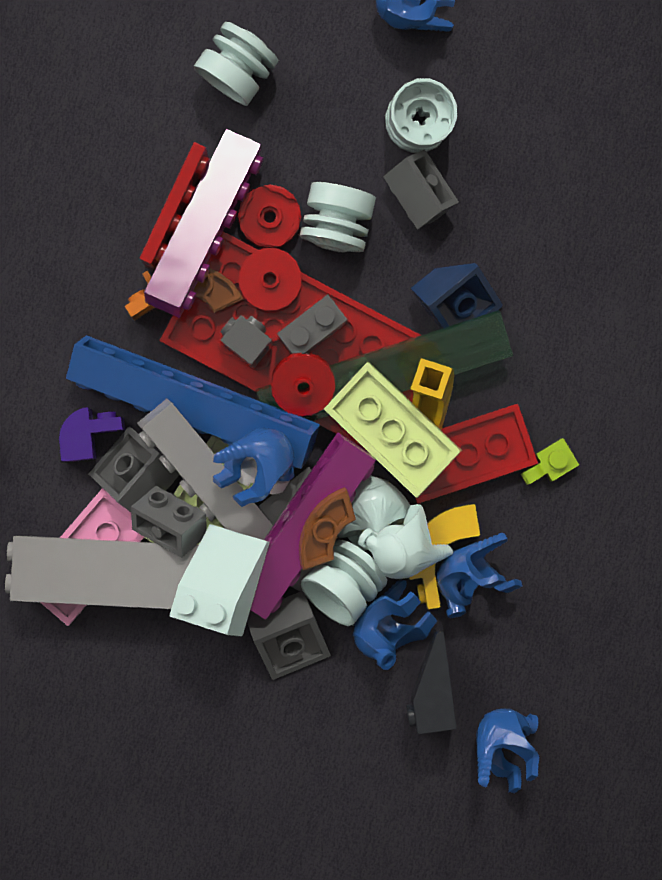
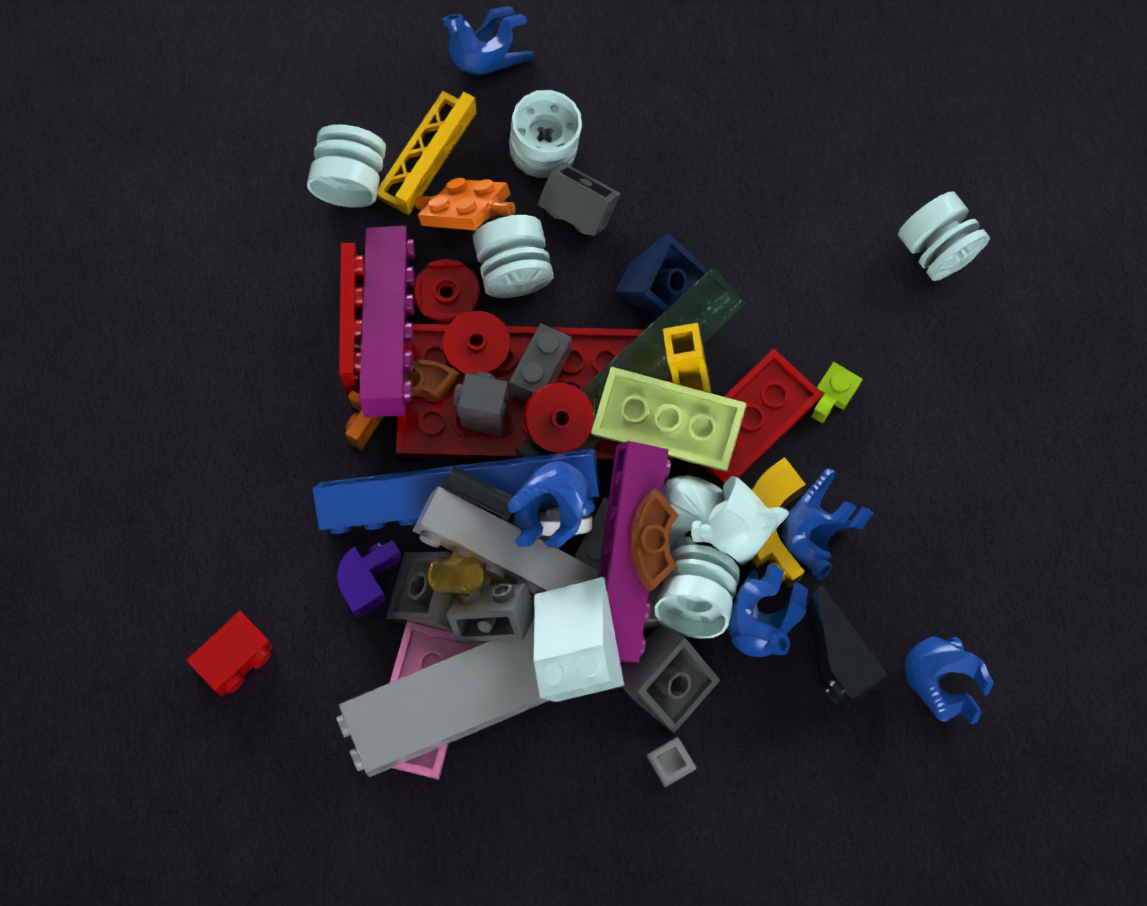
camera: 25 degrees left, 15 degrees down
(153, 478) = (456, 575): none -> clear yellow brick
(204, 421) = (479, 493): none -> black brick
(258, 701) = (671, 762): none -> light grey tile
(320, 149) = (465, 204): none -> orange plate
(322, 83) = (431, 156): none -> yellow fence

